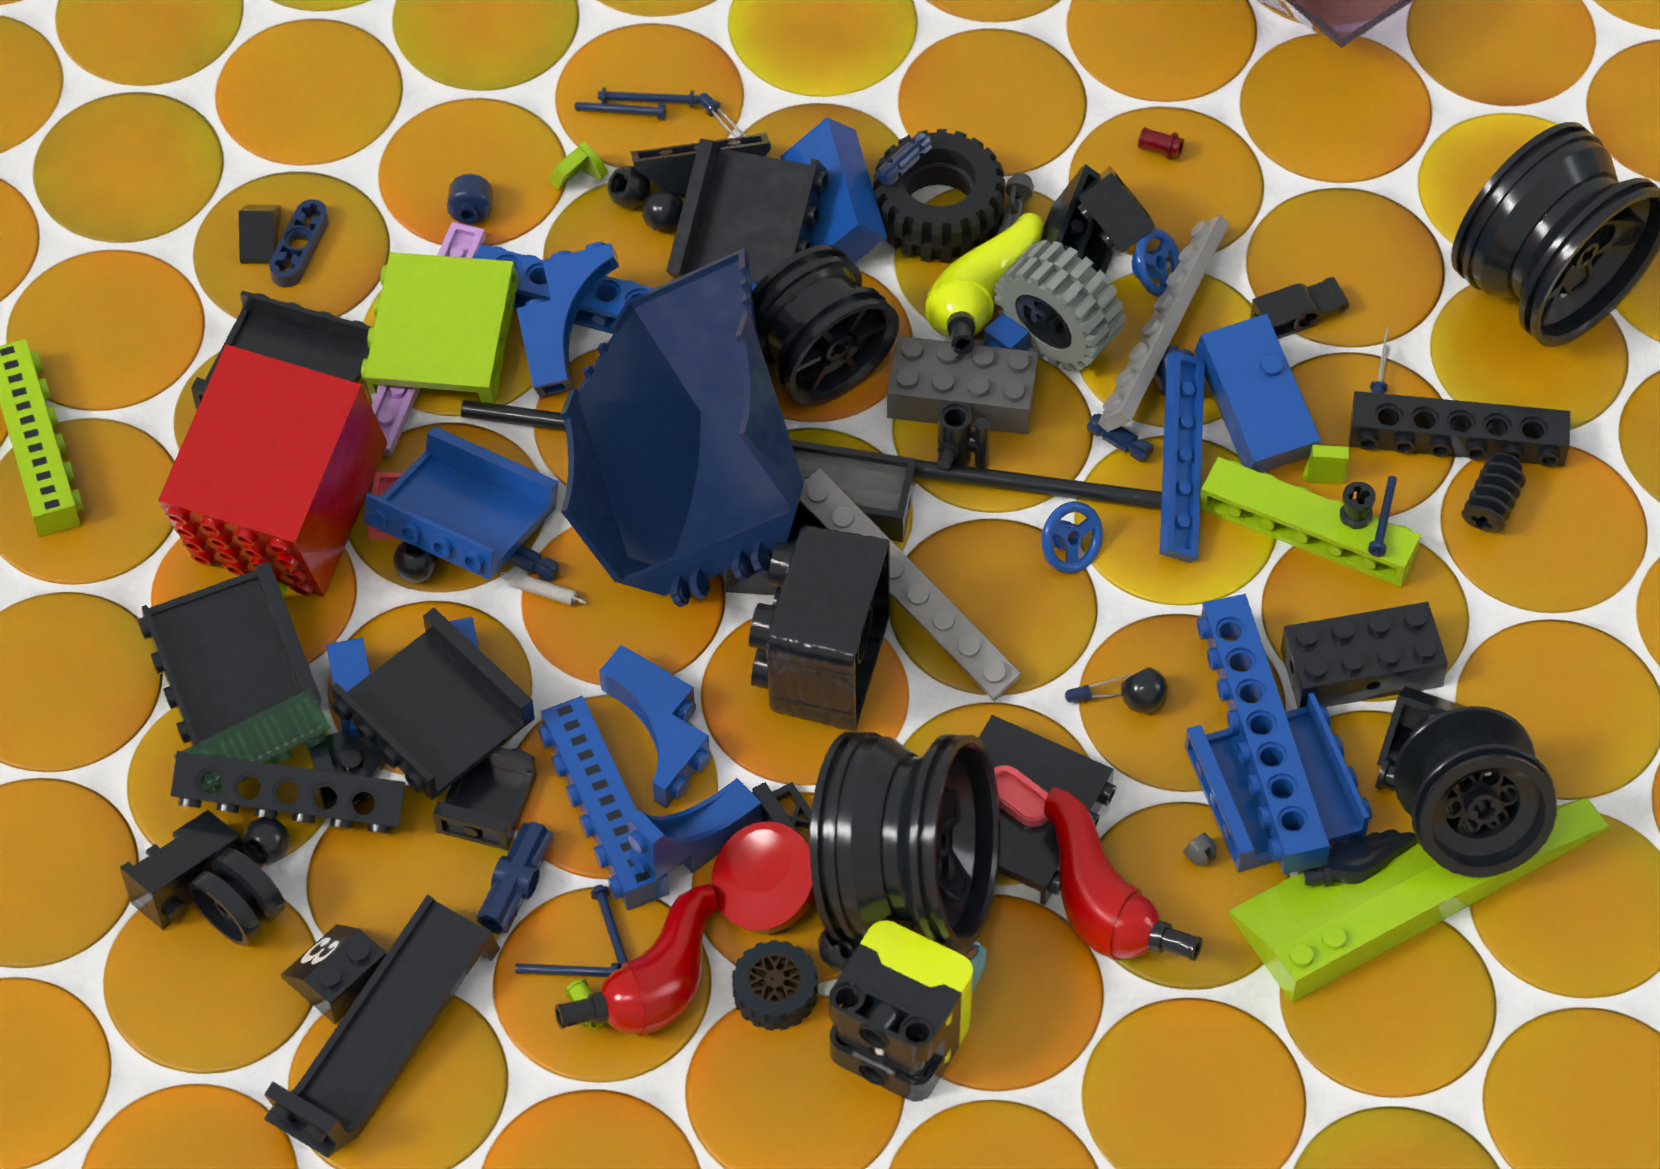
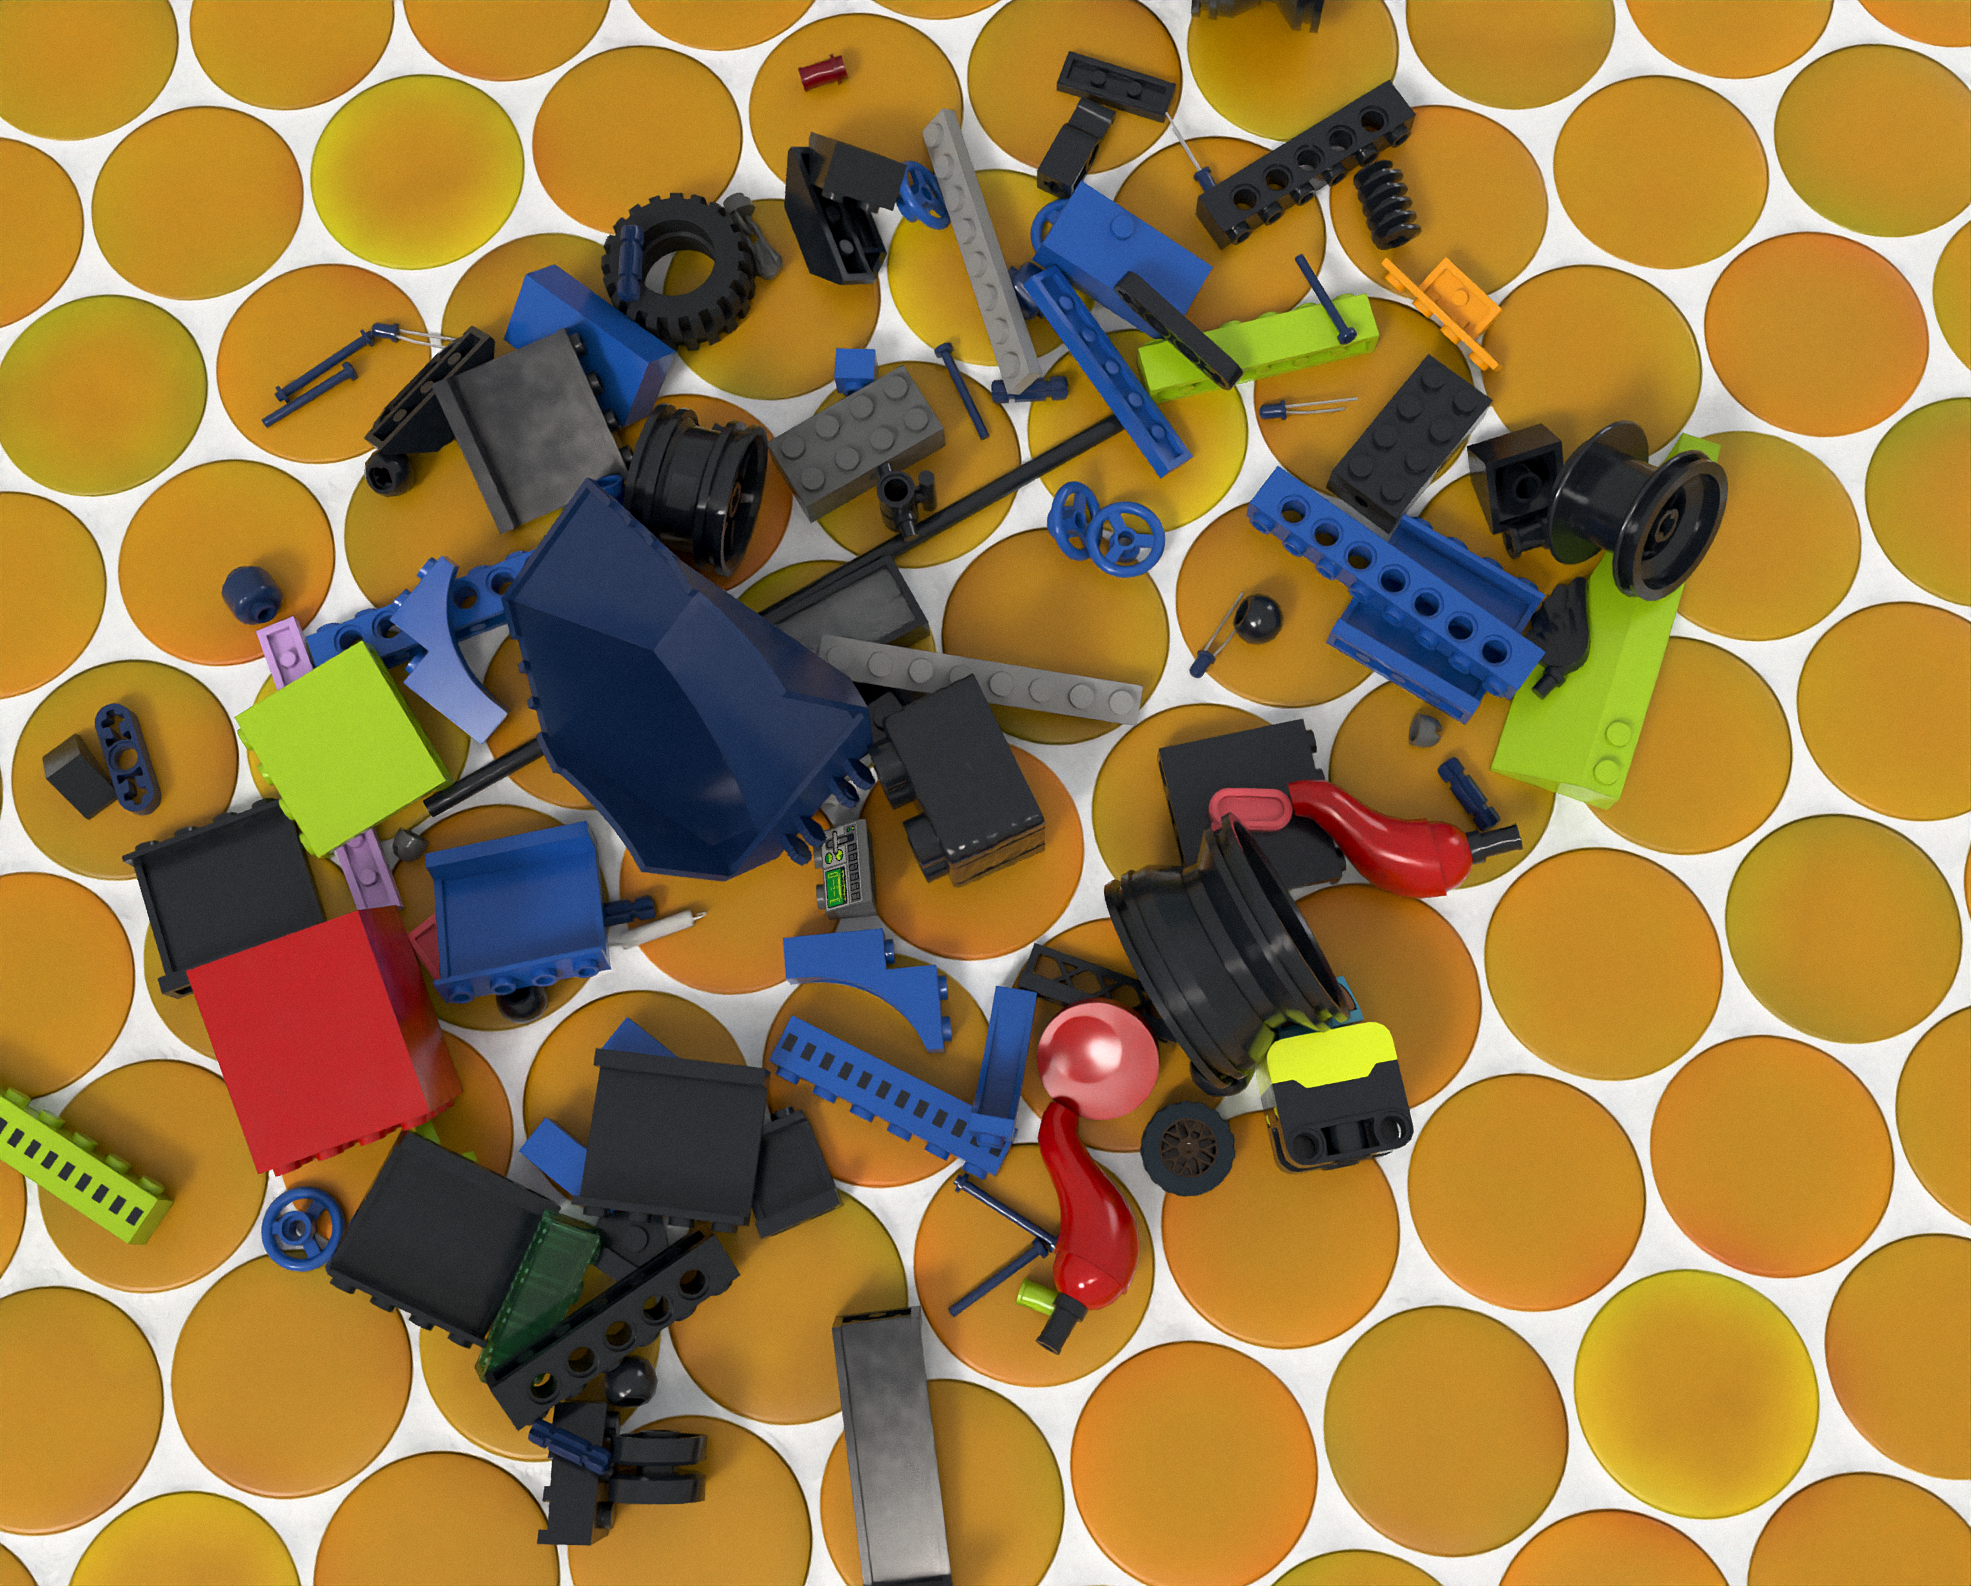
camera: 35 degrees left, 20 degrees up
(141, 583) = (287, 1228): none -> blue piece
(193, 833) = (570, 1446): none -> dark blue axle
(335, 970) = (799, 1452): black slope -> none
(427, 419) = (409, 845): none -> dark grey hinge
(515, 877) = (879, 1232): dark blue piece -> none
(580, 159) = (320, 475): lime tile -> none
(662, 209) = (442, 472): black piece -> none
(705, 640) = (847, 872): none -> slope
(964, 293) = (783, 344): neon yellow animal -> none
(1060, 304) = (890, 304): light grey wheel -> none
(1080, 375) = (944, 351): none -> dark blue piece
(1095, 590) = (1125, 553): none -> blue piece
(1195, 907) = (1468, 794): none -> dark blue axle
(1251, 457) = (1178, 330): none -> black beam
(1292, 574) = (1278, 410): none -> piece
(1327, 465) = (1226, 283): lime tile -> none
(1364, 501) = (1308, 300): black bush -> none
(1368, 290) = (1116, 87): none -> black tile
(1486, 591) = (1456, 302): none -> light orange bracket

